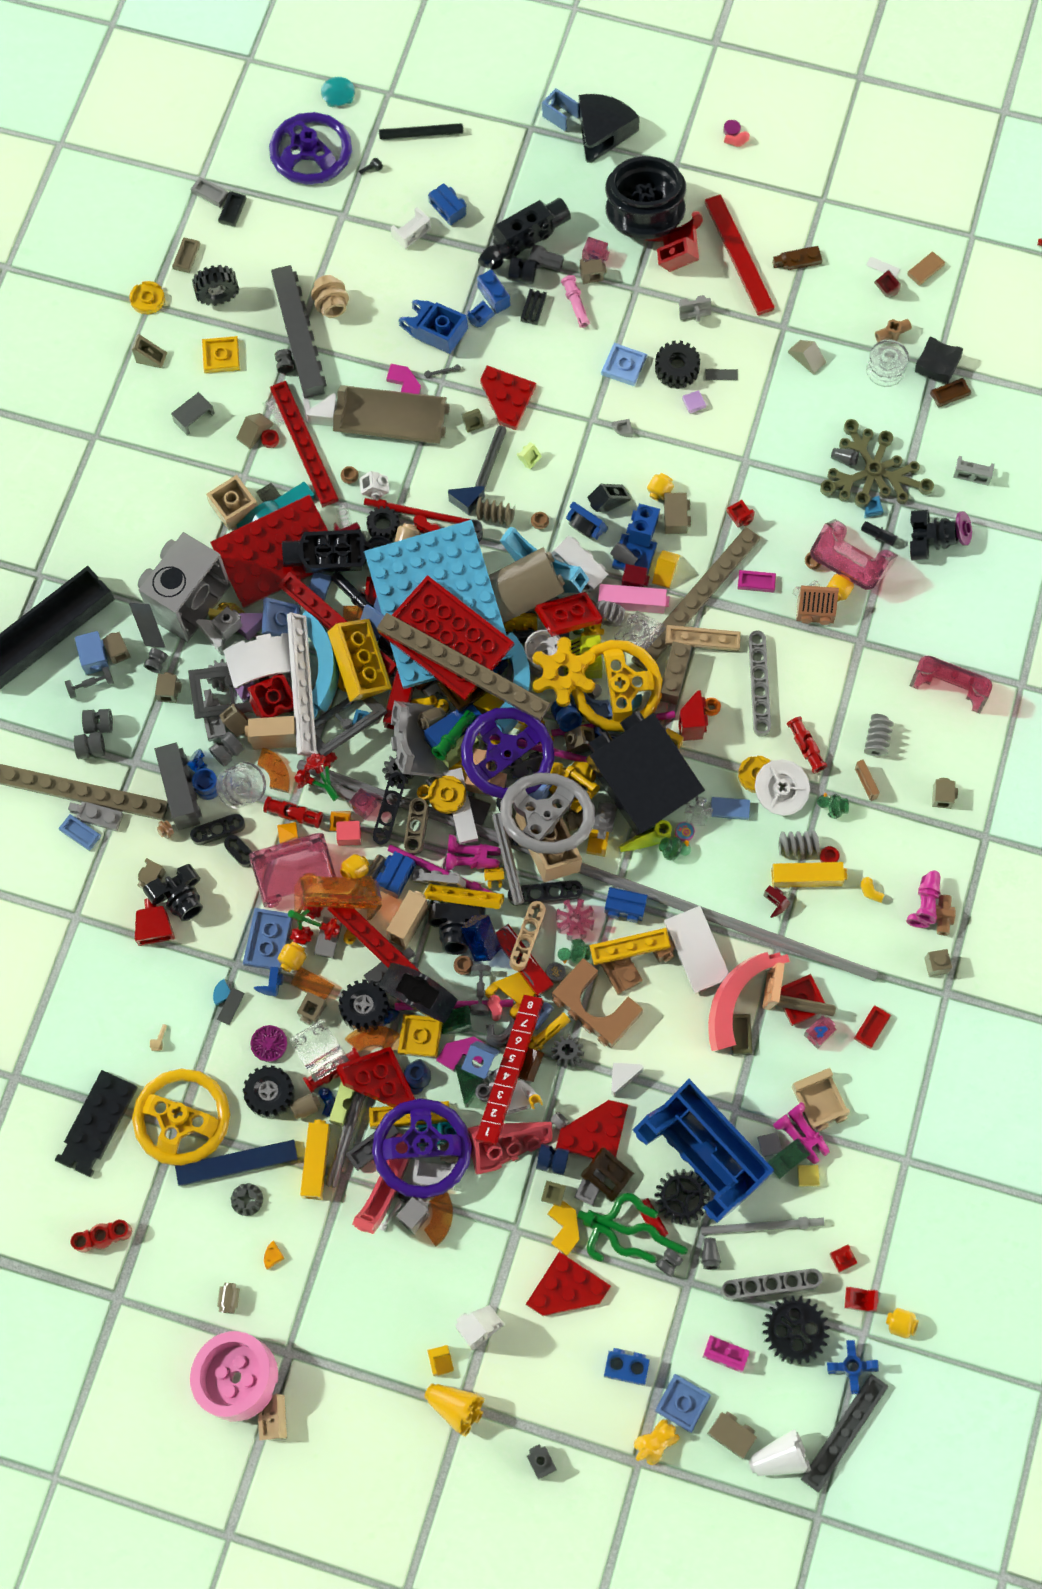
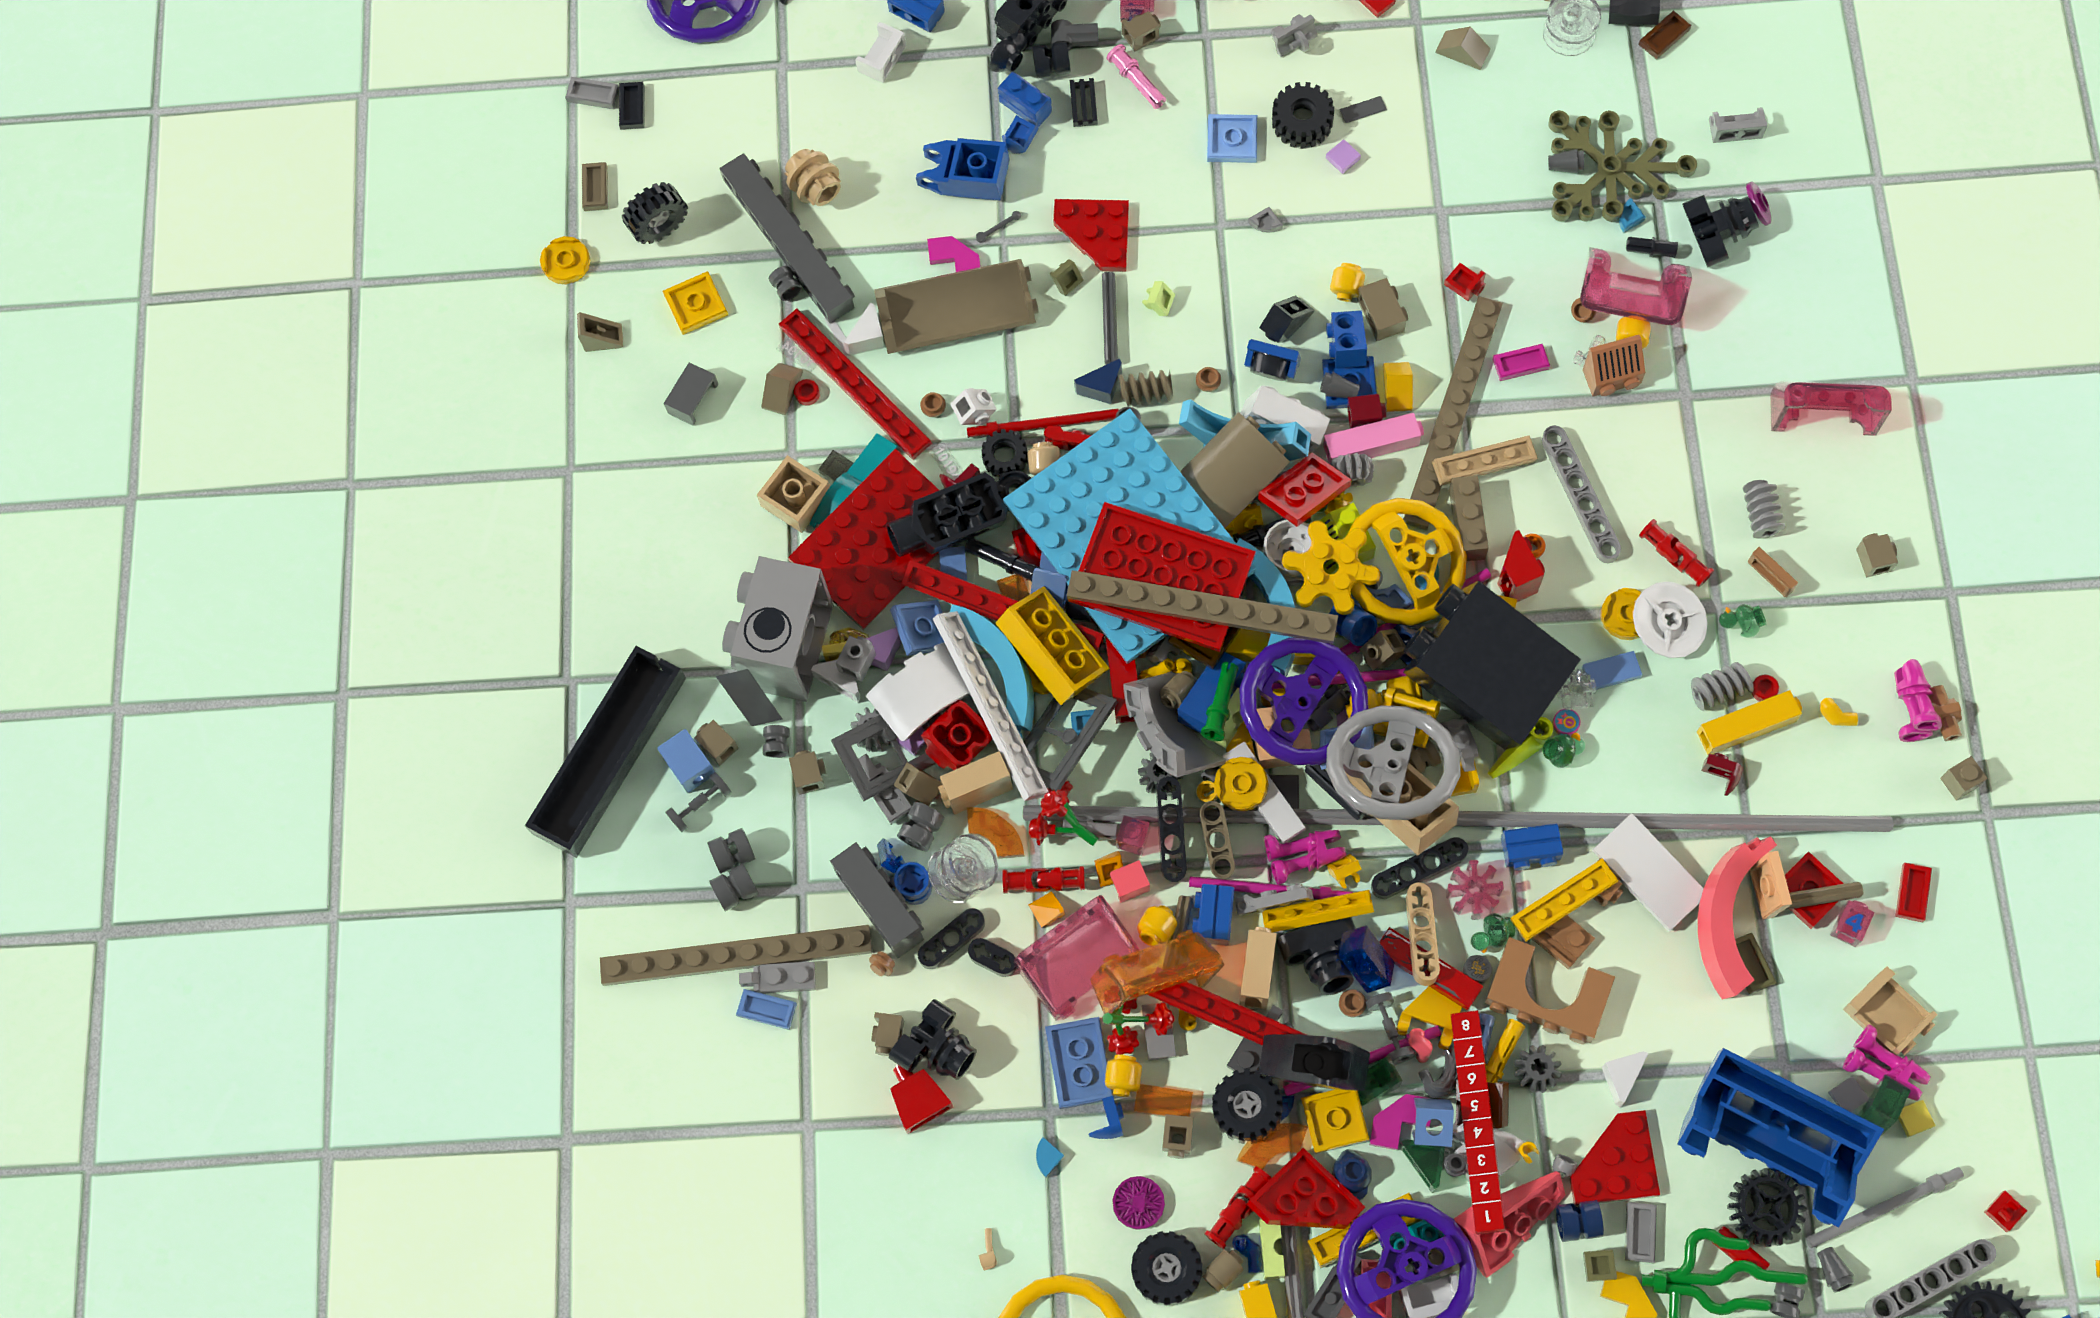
camera: 15 degrees left, 0 degrees up
(230, 1006) = (1067, 1171): dark grey sticker -> none
(318, 1050) = (1212, 1188): clear panel -> none
(508, 860) = (1355, 840): light grey axle -> none
(612, 1169) = (1662, 1205): dark brown plate -> none
(638, 628) = (1395, 480): clear plate -> none
(861, 1299) = (2054, 1257): red bracket -> none

